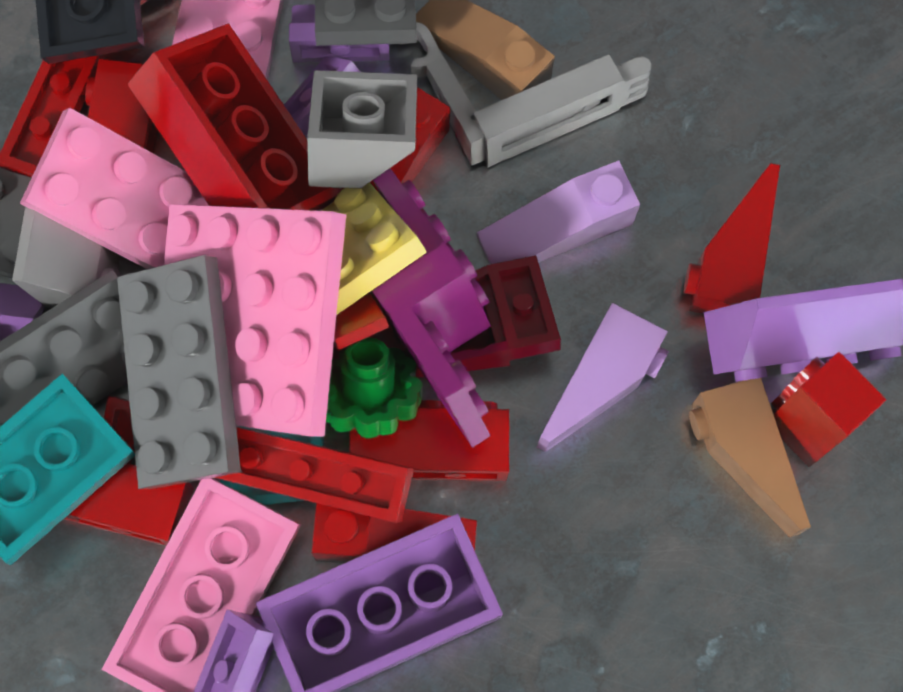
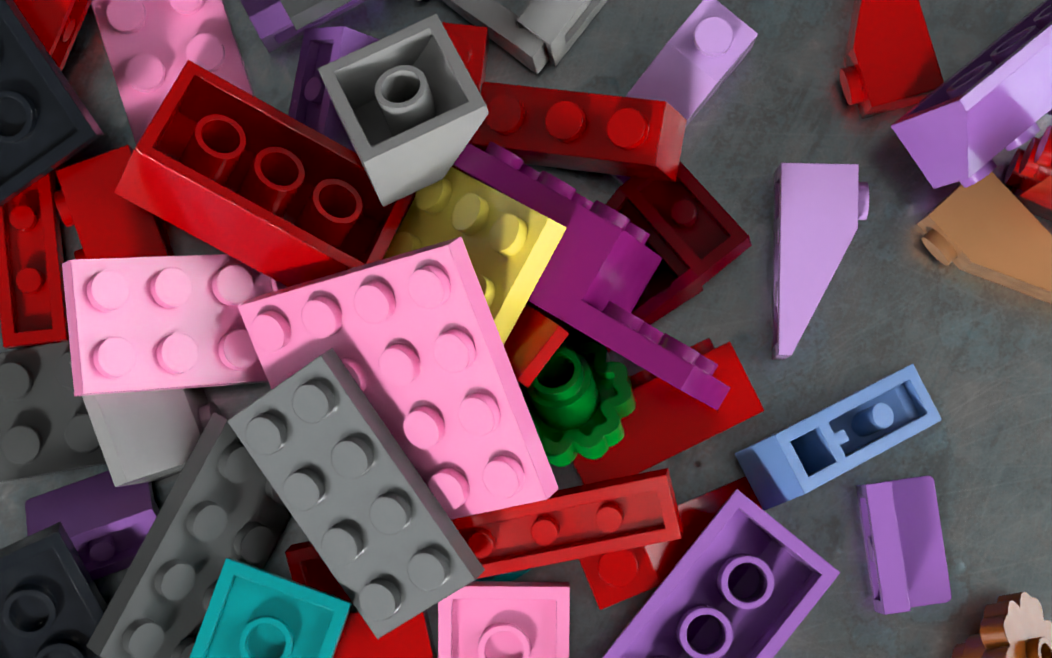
camera: 20 degrees left, 10 degrees up
(482, 210) = (583, 130): none -> red brick
(554, 522) = (837, 438): none -> medium blue slope
(566, 629) = (903, 544): none -> medium lavender panel

